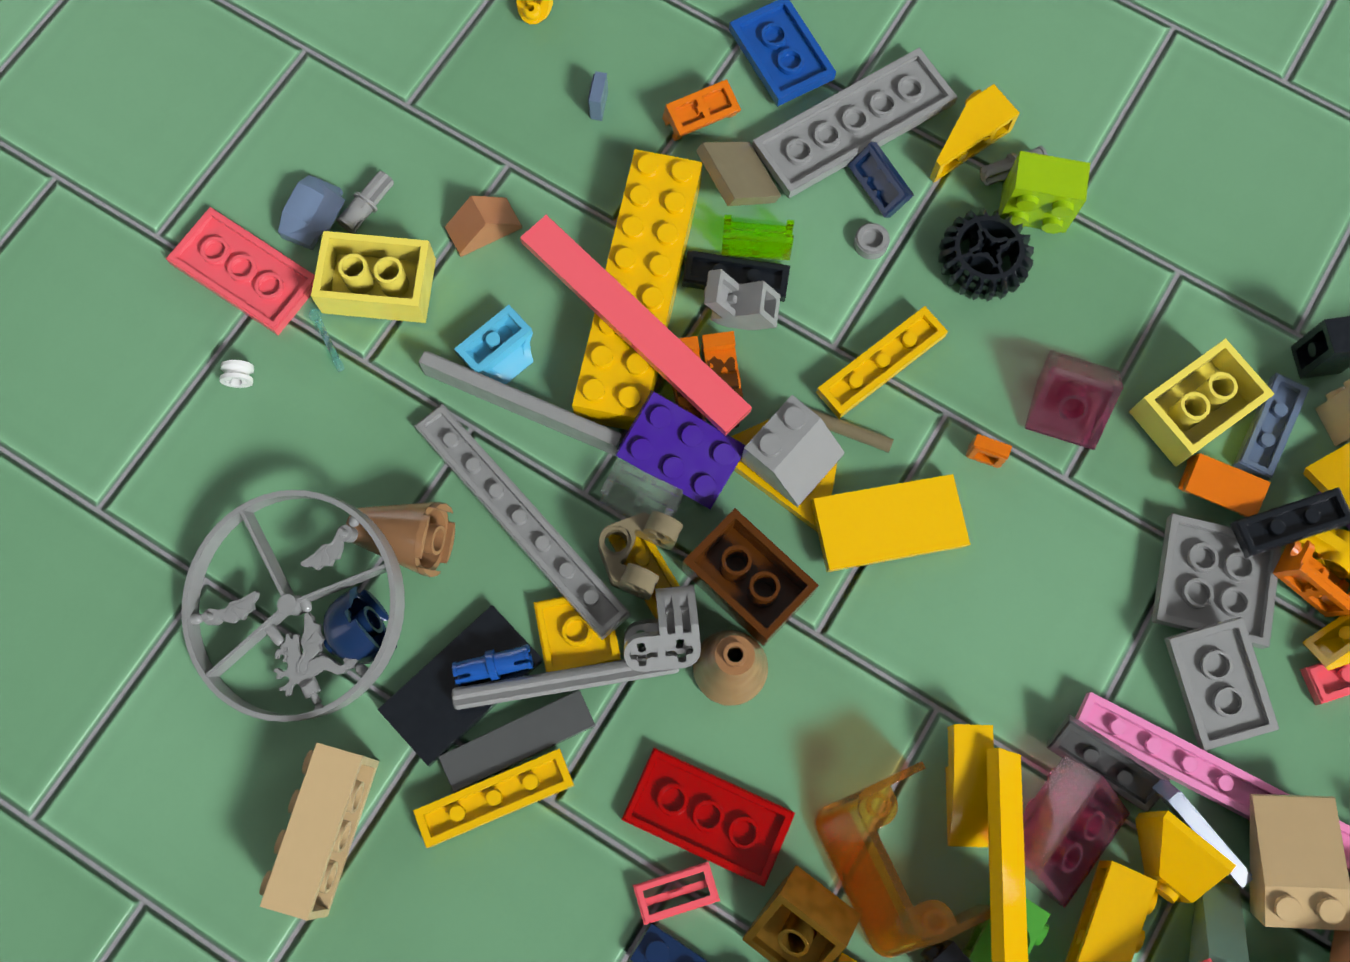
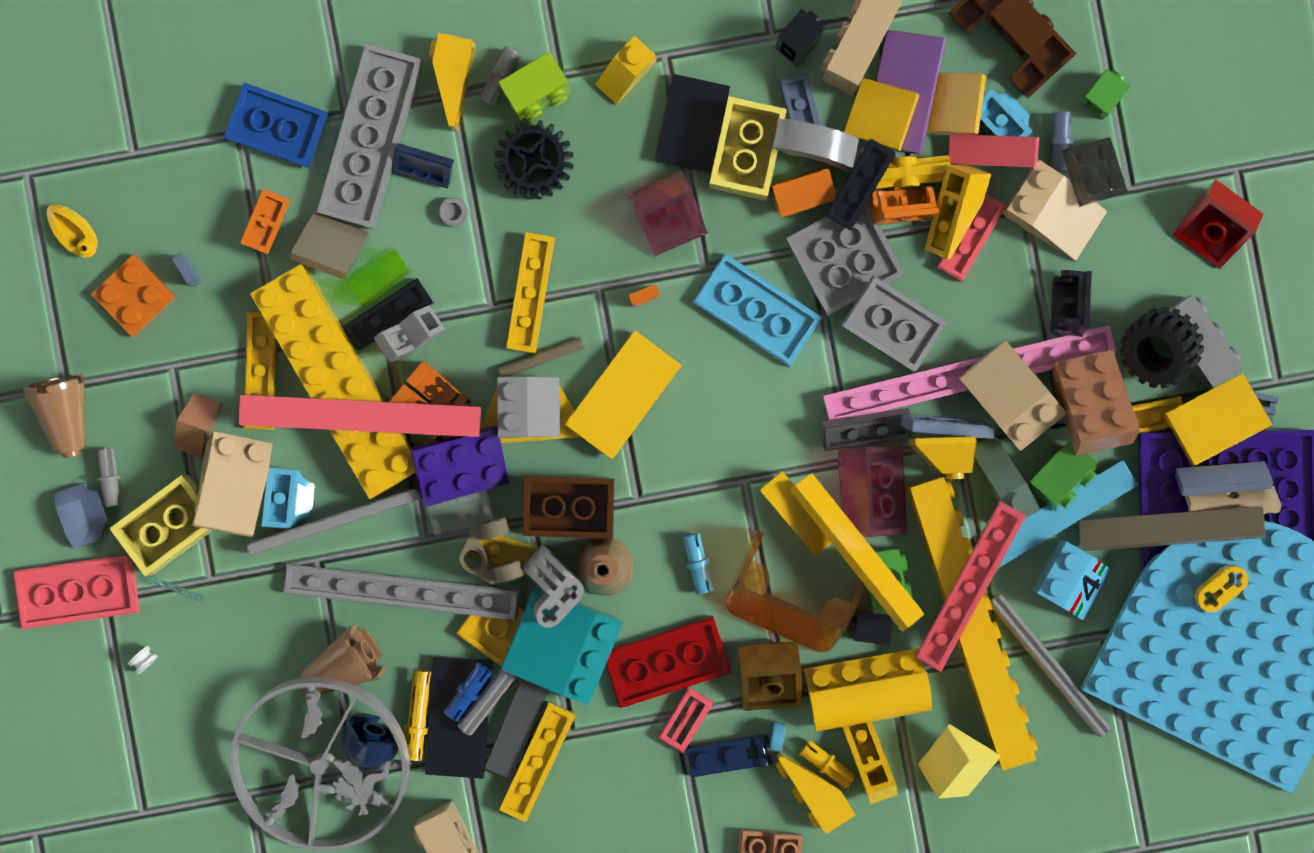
camera: 40 degrees left, 15 degrees up
(381, 112) = (60, 411): none -> medium nougat cone
(425, 646) = (418, 706): none -> yellow pin
(464, 286) = (232, 484): none -> tan slope
(533, 82) = (133, 295): none -> orange plate
(584, 223) = (260, 360): none -> yellow tile
(620, 712) = (566, 656): none -> teal slope
(825, 745) = (697, 563): none -> medium azure pin
(1086, 558) = (757, 310): none -> medium azure tile
(1138, 249) = (626, 70): none -> yellow slope
(1159, 343) = (692, 123): none -> black tile
(1284, 448) = (817, 143): none -> light grey arch

